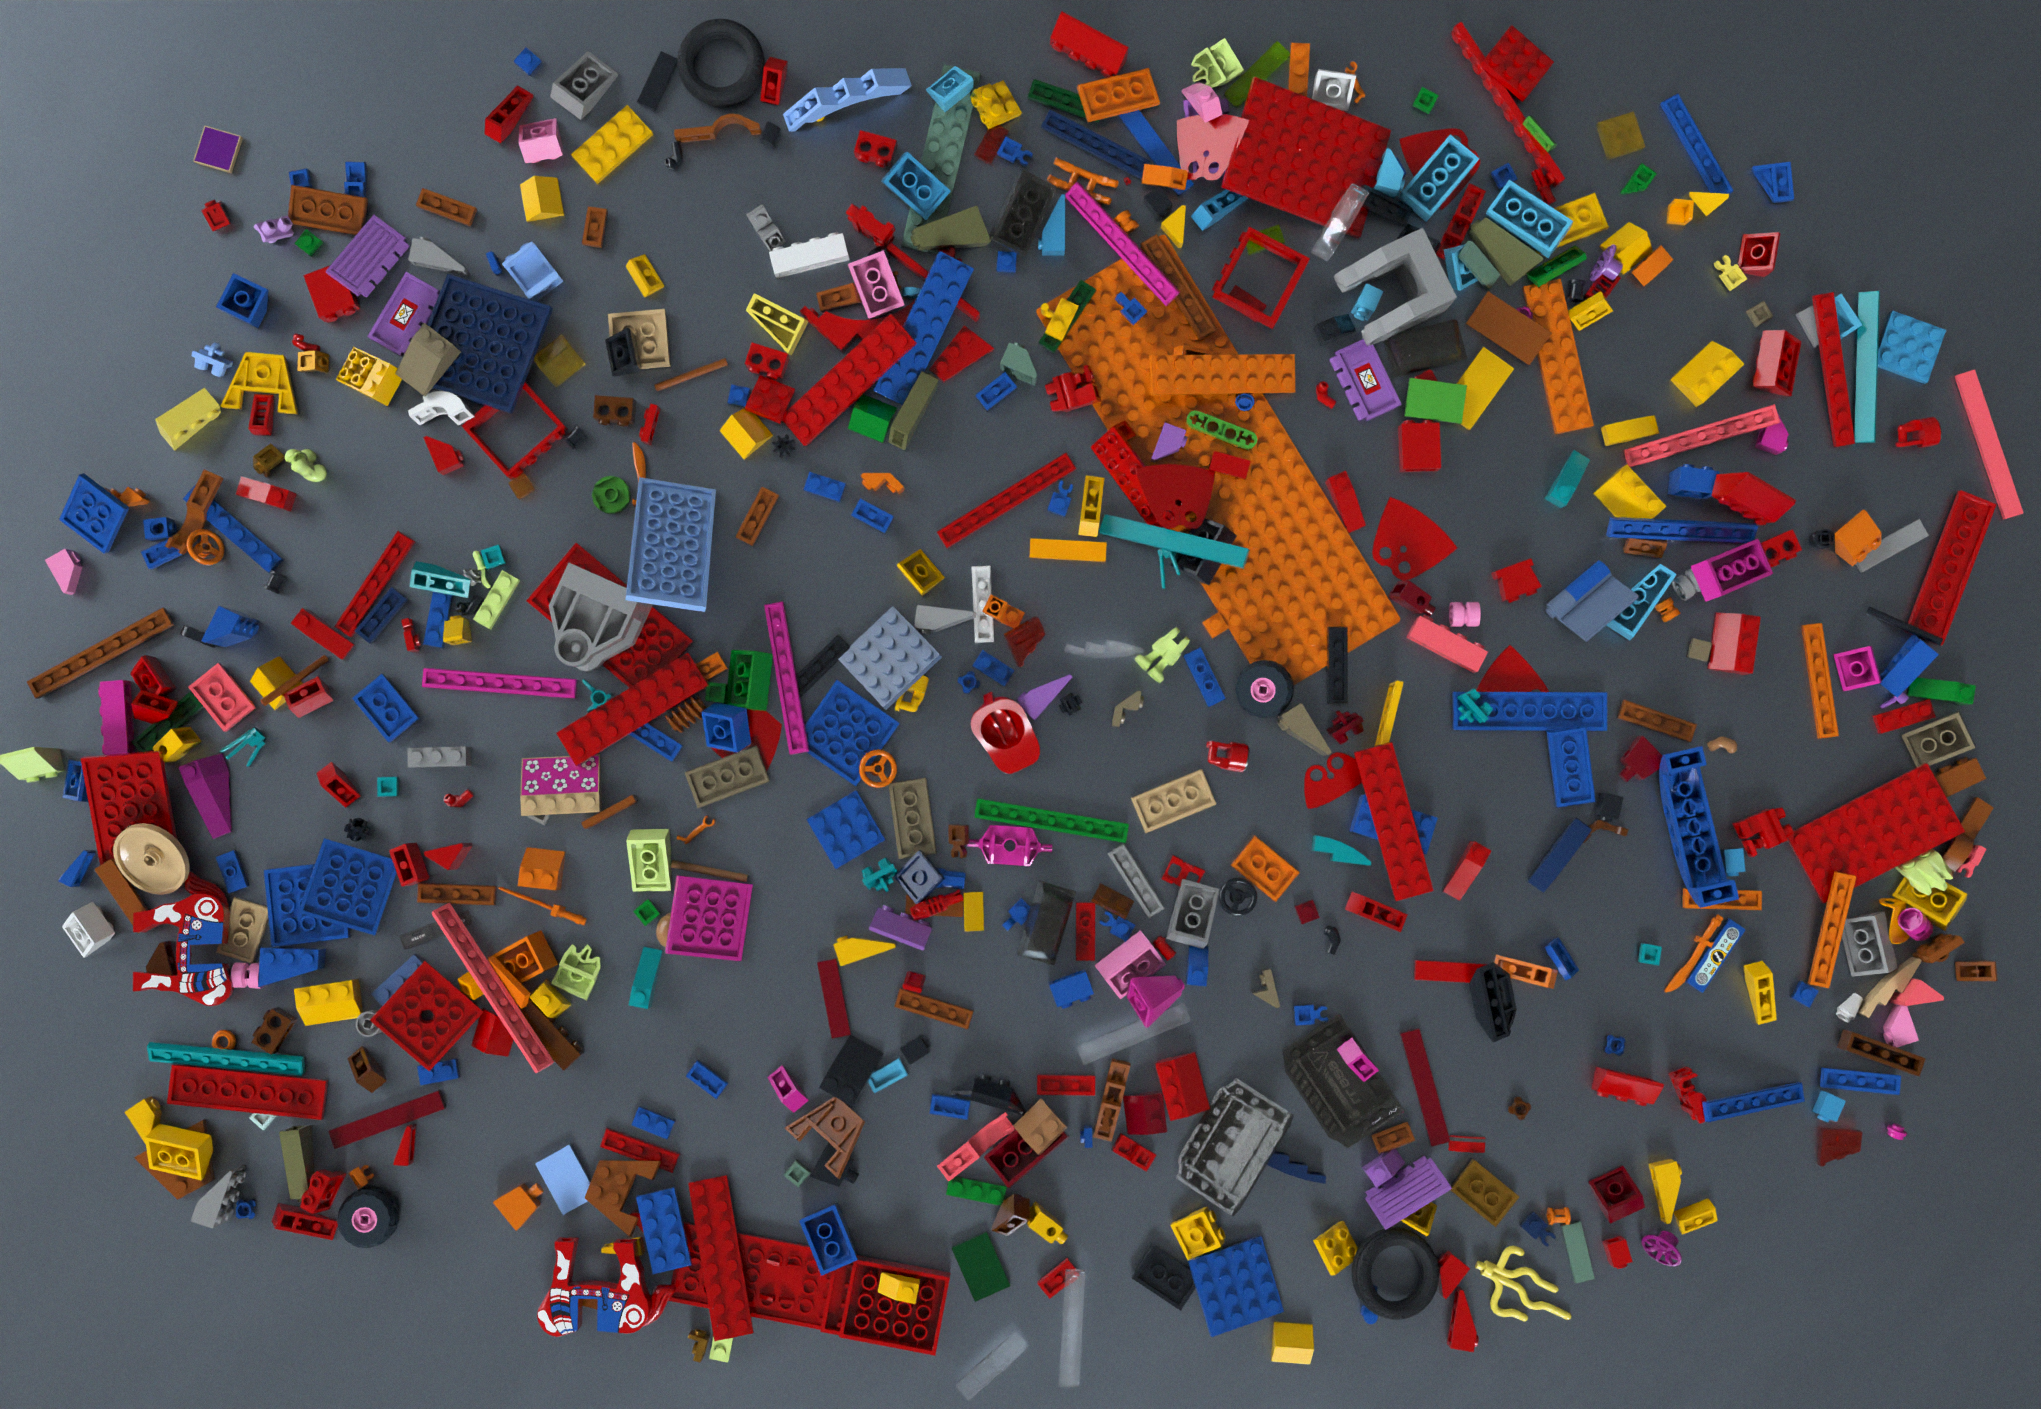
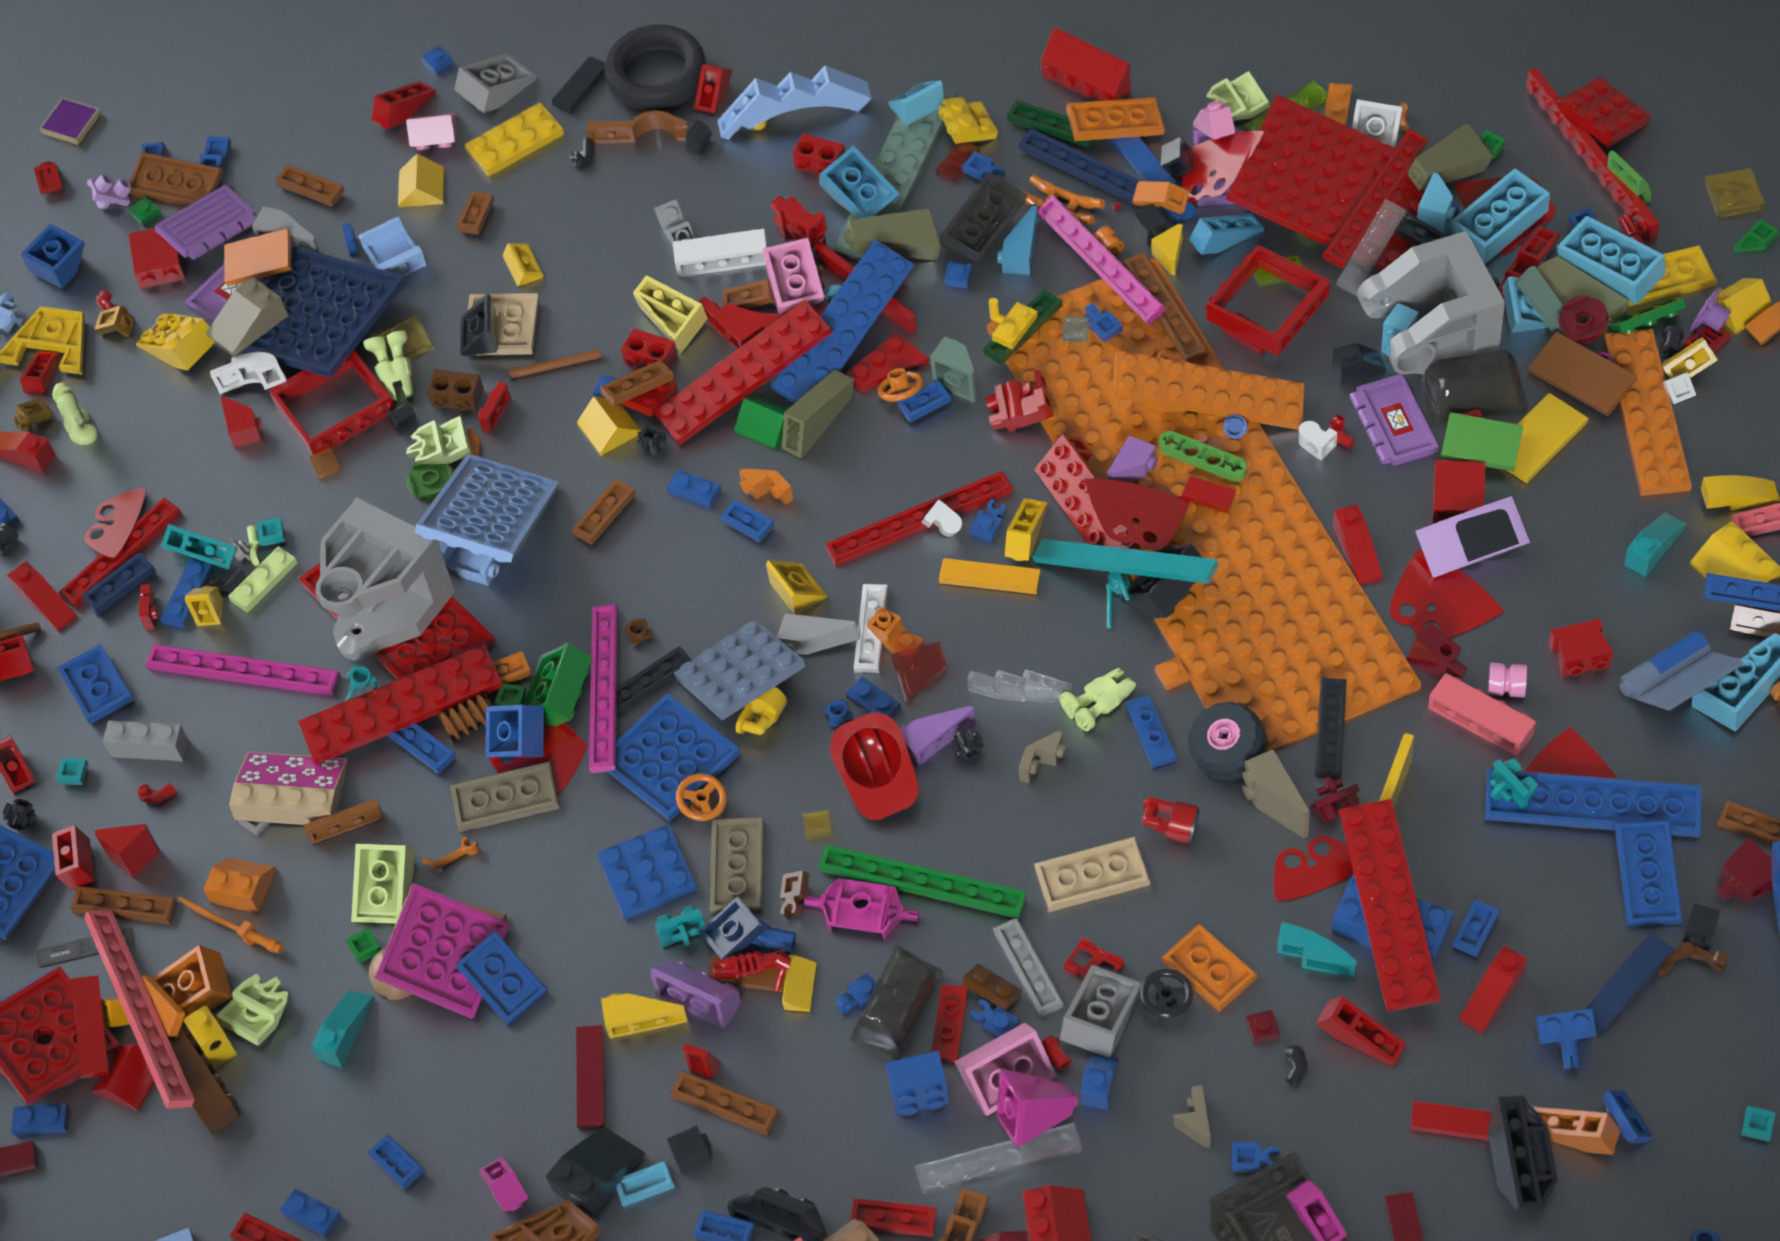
camera: 20 degrees right, 30 degrees down
(370, 548) = (125, 513): none -> piece
(420, 291) = (257, 257): none -> orange tile
(459, 1005) = (89, 1027): none -> red tile
(561, 398) = (392, 371): none -> yellowish green piece
(613, 462) = (440, 443): none -> yellowish green plate
(755, 931) = (501, 978): none -> blue tile
(764, 400) = (636, 383): none -> dark orange plate
(804, 628) = (635, 626): none -> reddish brown plate
(960, 903) = (783, 963): none -> red hand
(966, 778) = (817, 825): none -> clear yellow tile
(974, 378) = (899, 382): none -> orange piece
(1027, 504) = (943, 517): none -> white leg
(1109, 313) = (1075, 329): none -> clear light blue tile
(1173, 133) = (1177, 158): none -> brick
(1305, 405) = (1316, 440): none -> white leg
(1340, 170) = (1381, 189): none -> red tile
(1397, 122) = (1453, 158): none -> olive slope
(1433, 491) = (1472, 536): none -> slope
(1451, 821) = (1476, 928): none -> blue plate
(1515, 272) = (1590, 308): none -> dark red plate
(1518, 899) = (1566, 1030): none -> blue brick
(1583, 335) = (1679, 388): none -> white plate

